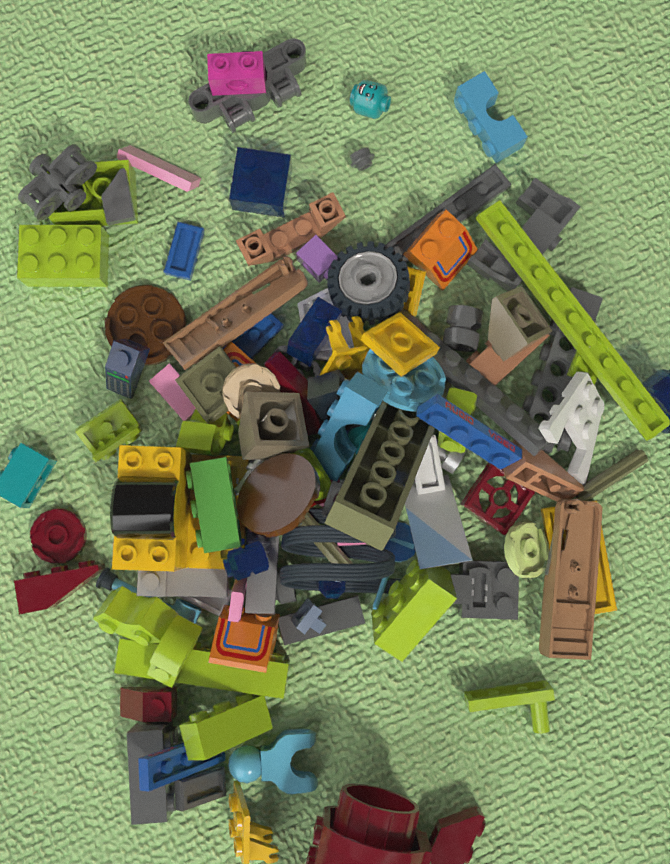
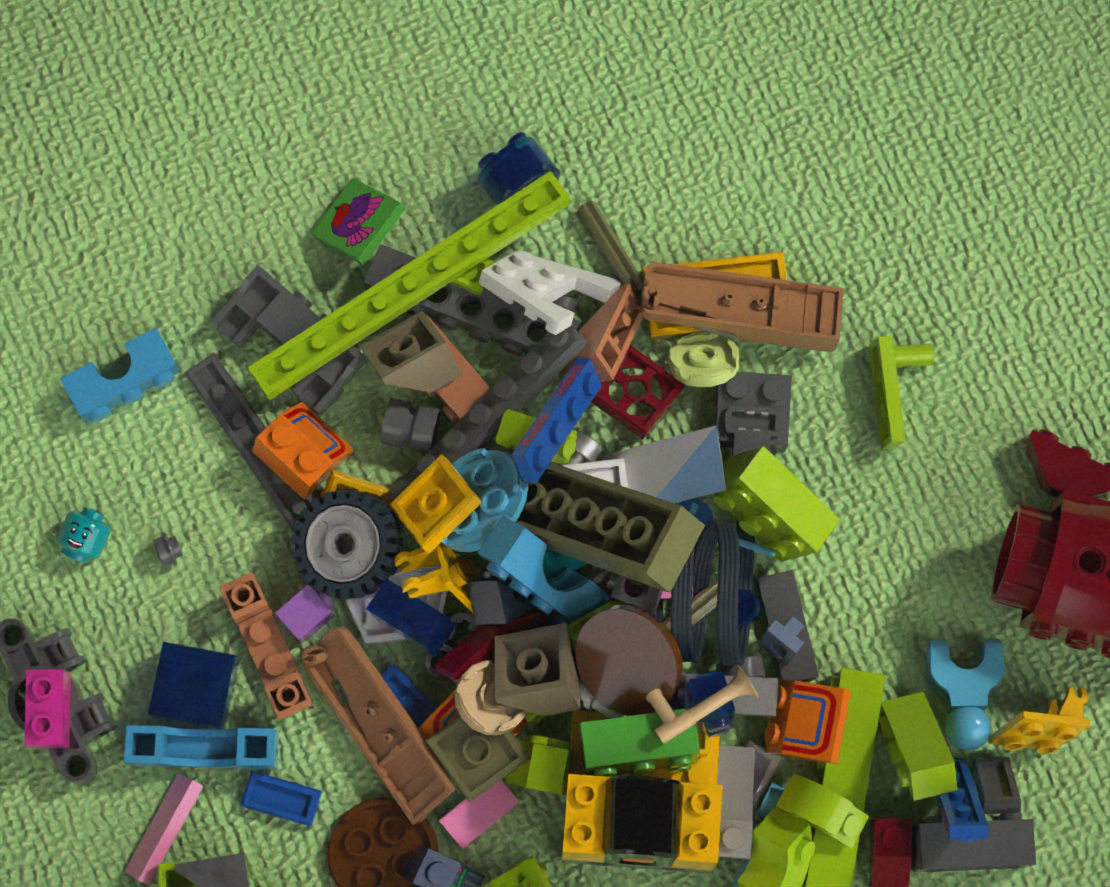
camera: 90 degrees left, 5 degrees down
(217, 177) = (201, 748): none -> dark azure arch
(223, 533) = (675, 725): none -> tan piece
(237, 600) = (755, 724): bright pink tile -> none
(619, 282) = (358, 221): none -> bright green tile

